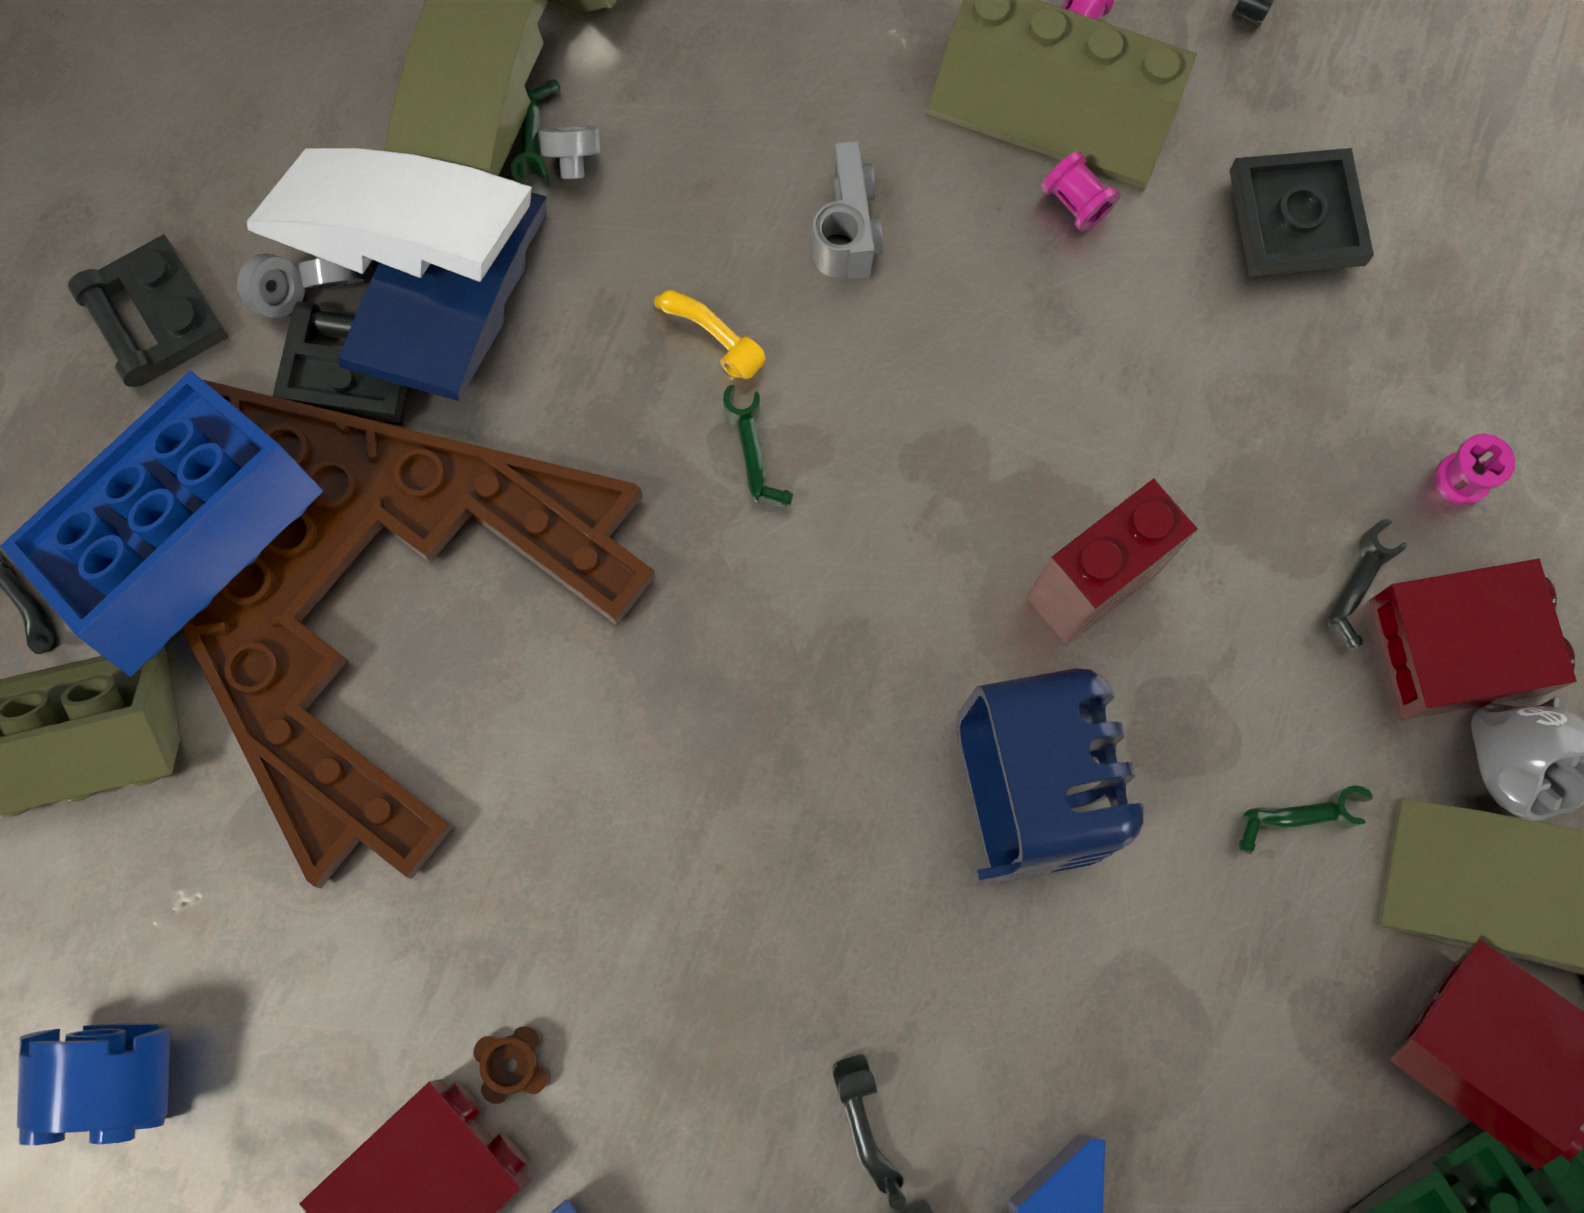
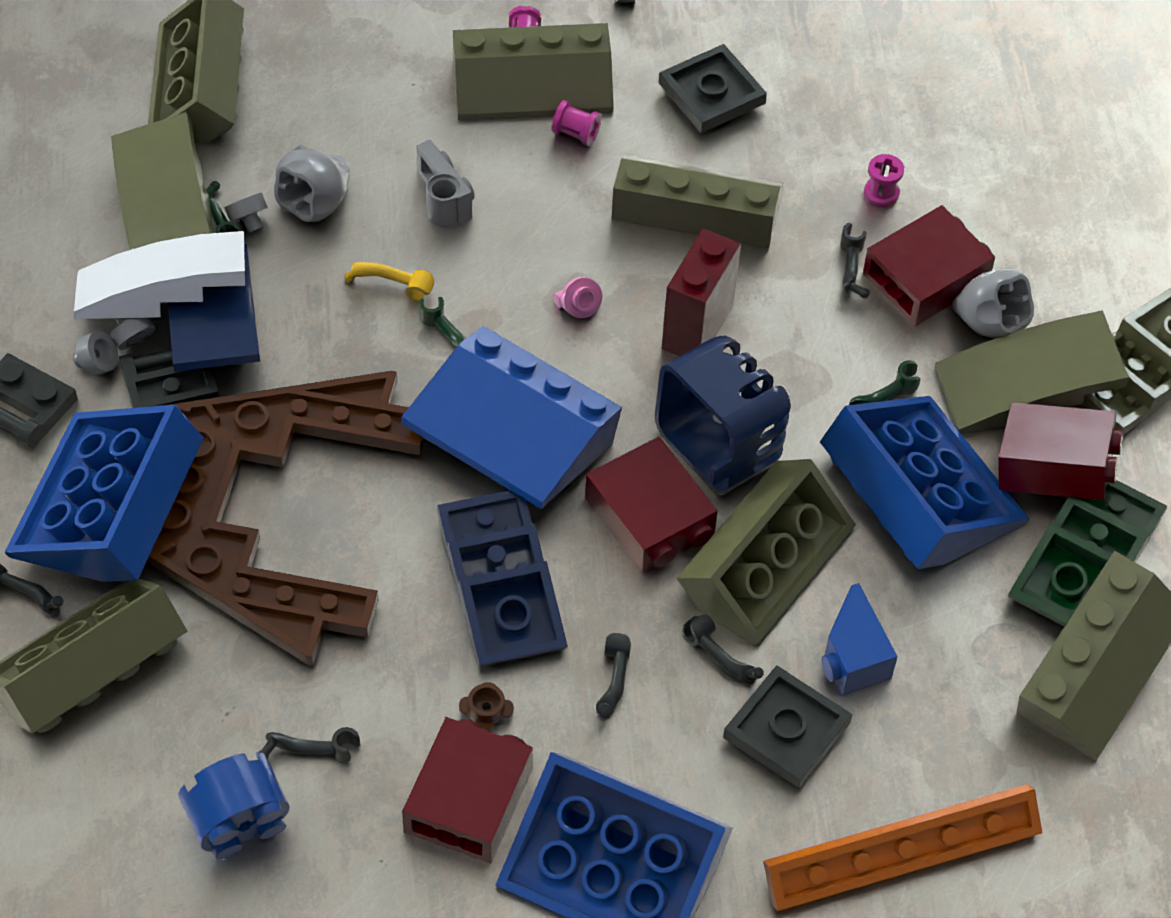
camera: 25 degrees left, 20 degrees down
(254, 1010) = (302, 746): none -> pearl dark grey piece
(625, 875) = (501, 578): none -> dark blue slope
(674, 137) = (311, 183): none -> light grey piece
(732, 1056) = (616, 646): none -> pearl dark grey piece
(754, 639) = (513, 417): none -> blue slope
(883, 858) = (651, 505): none -> dark red brick
(949, 474) = (580, 297): none -> bright pink plate
(1009, 1003) = (767, 550): none -> olive slope
(1192, 383) = (695, 198): none -> olive slope
(1287, 994) = (921, 479): none -> blue slope

